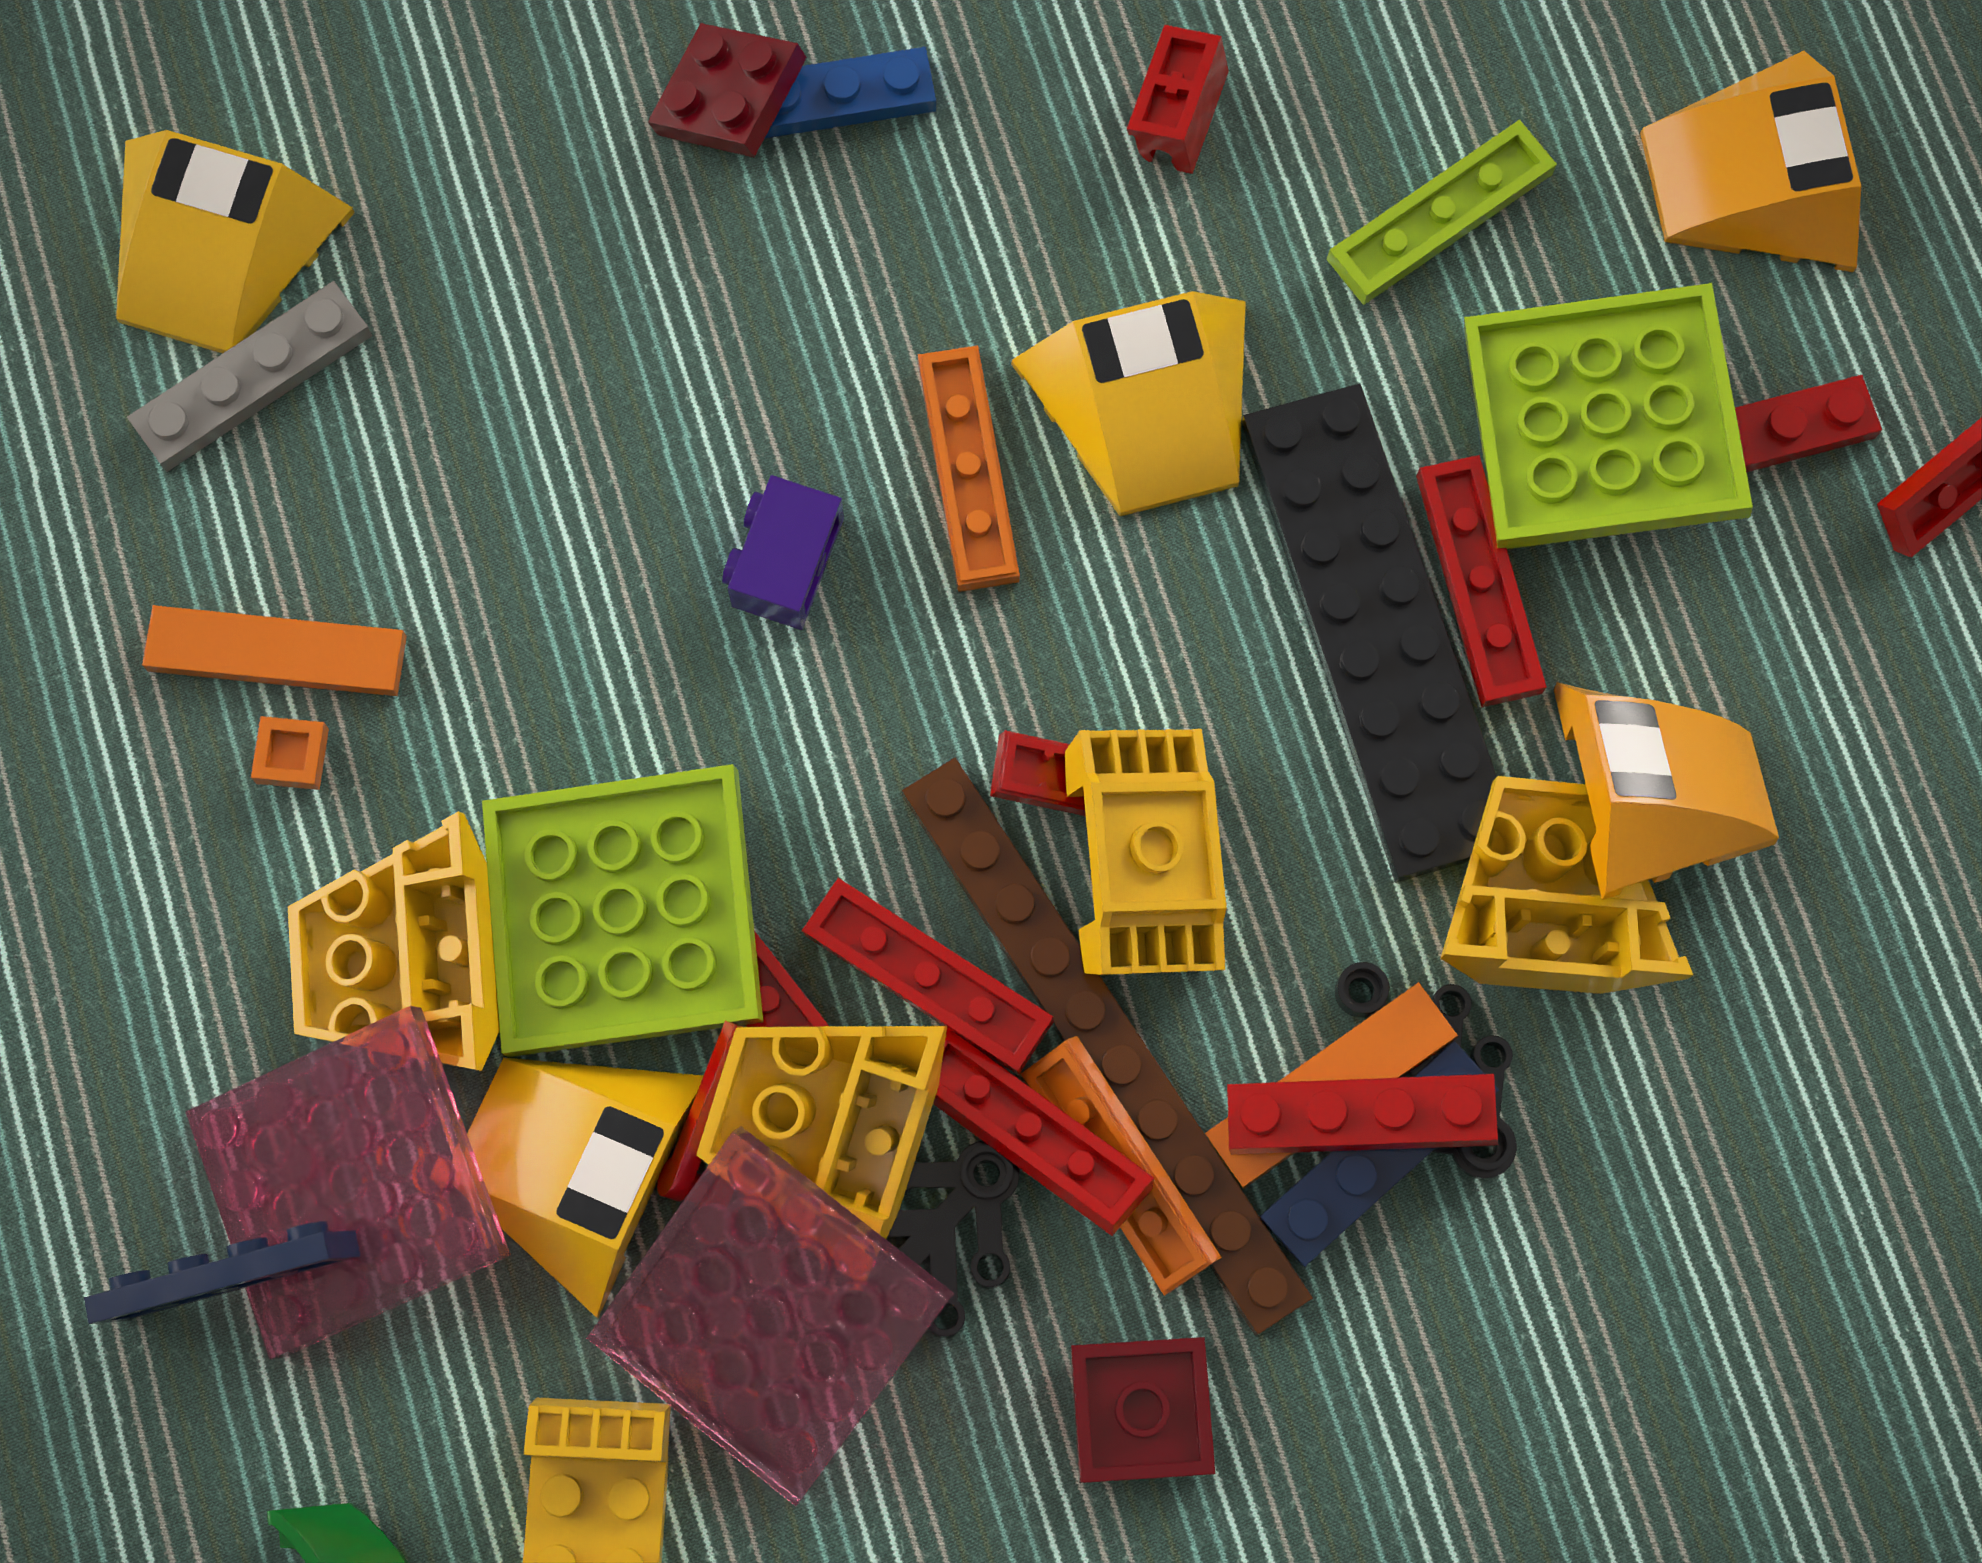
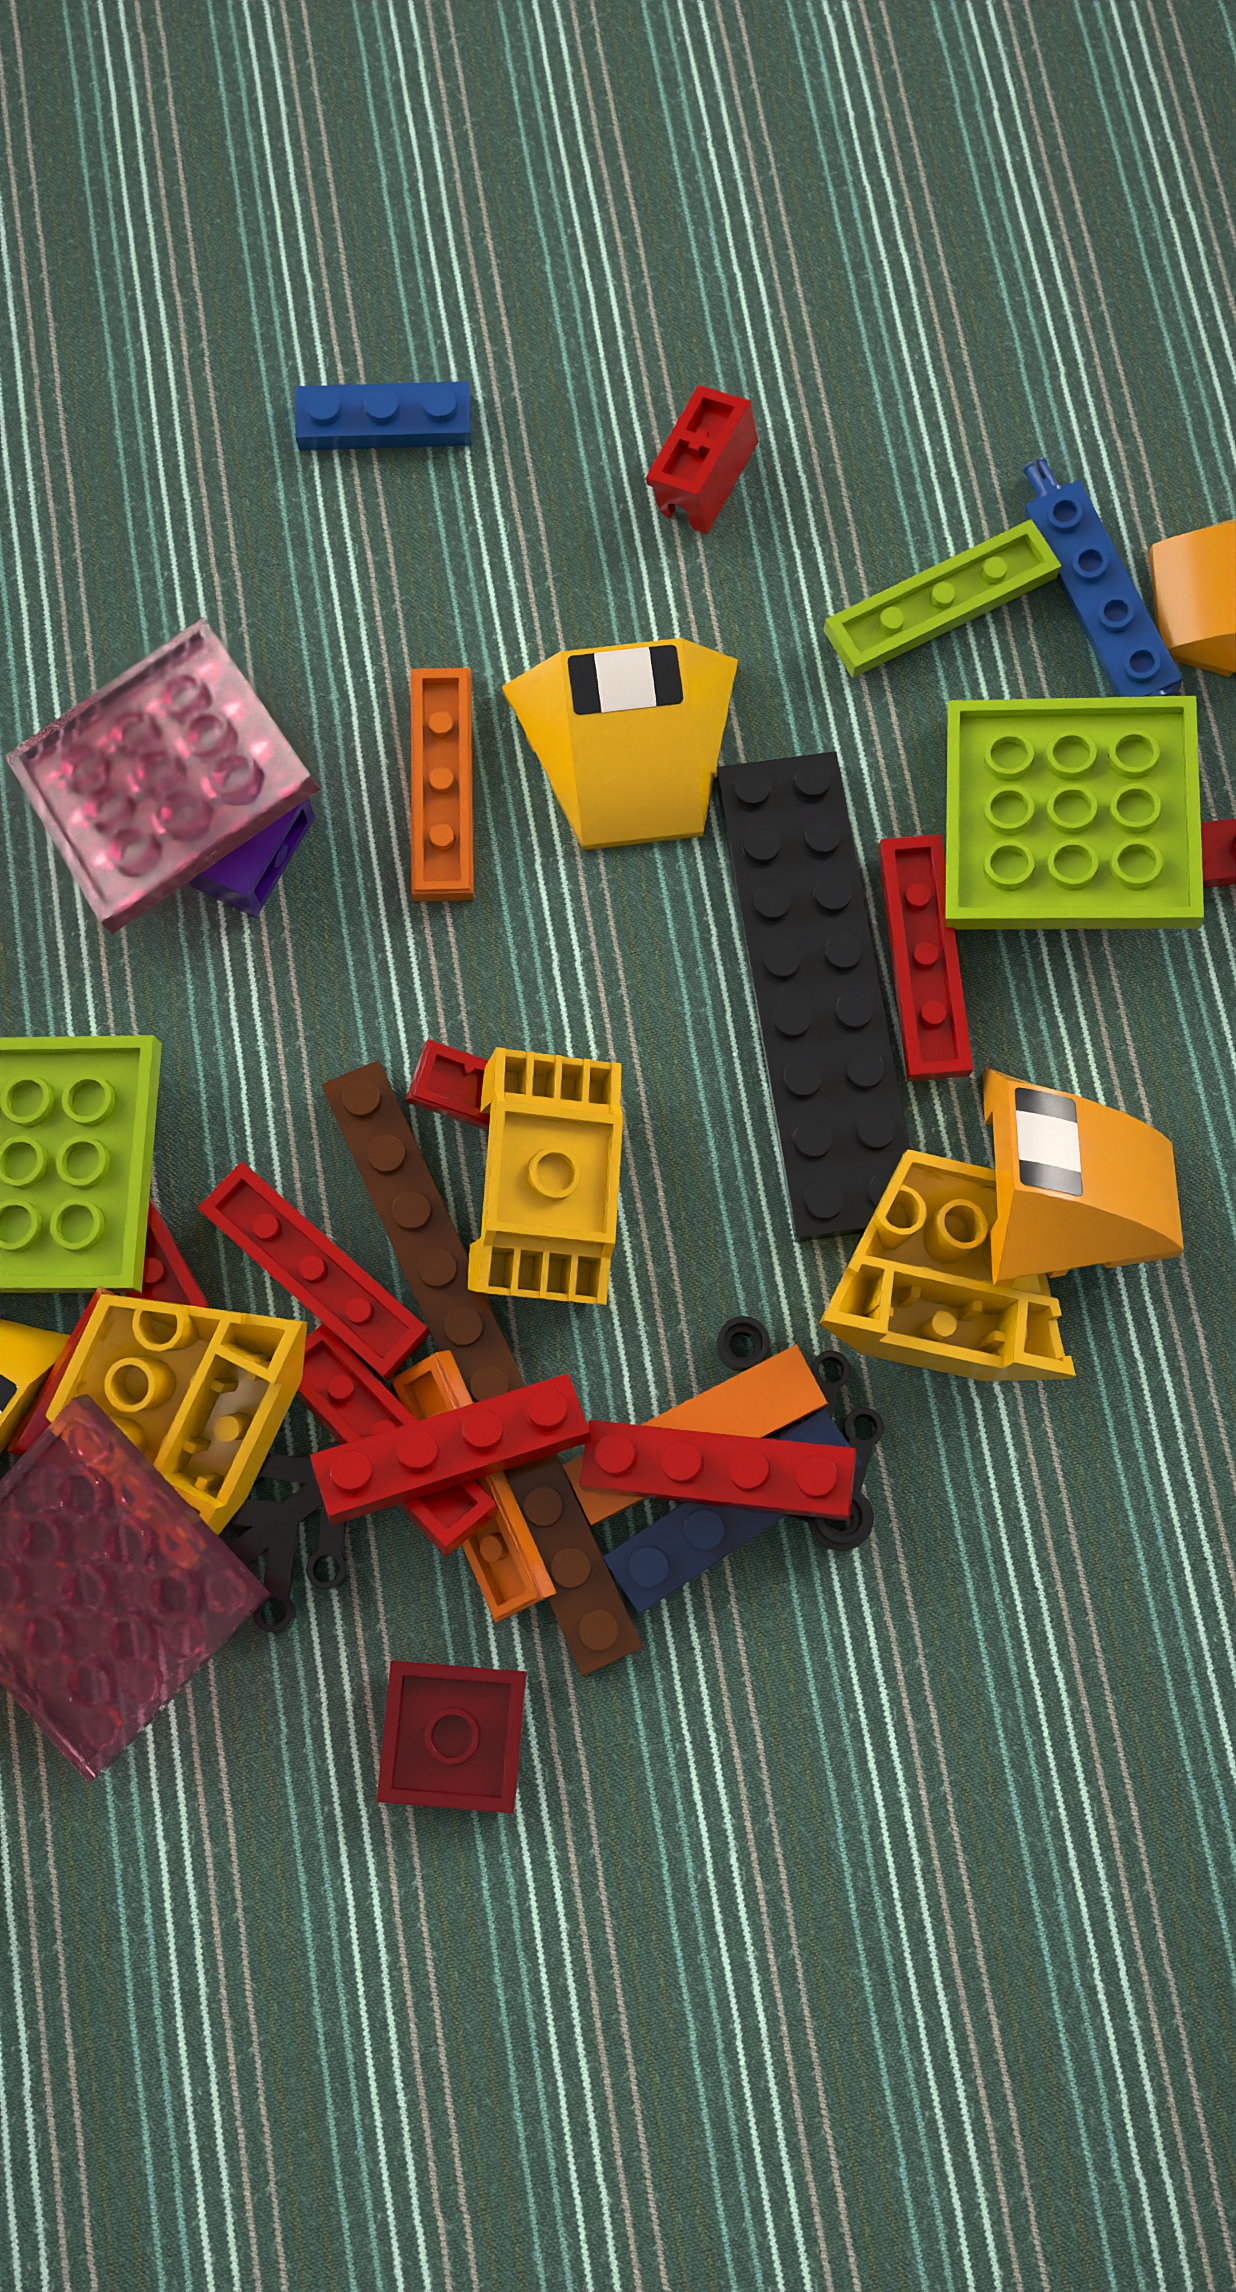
camera: 10 degrees right, 0 degrees up
(691, 499) = (159, 775): none -> clear pink plate
(727, 89) = (271, 396): dark red plate -> none
(1099, 1131) = (449, 1449): none -> red plate
(1598, 182) = (1100, 588): none -> blue plate

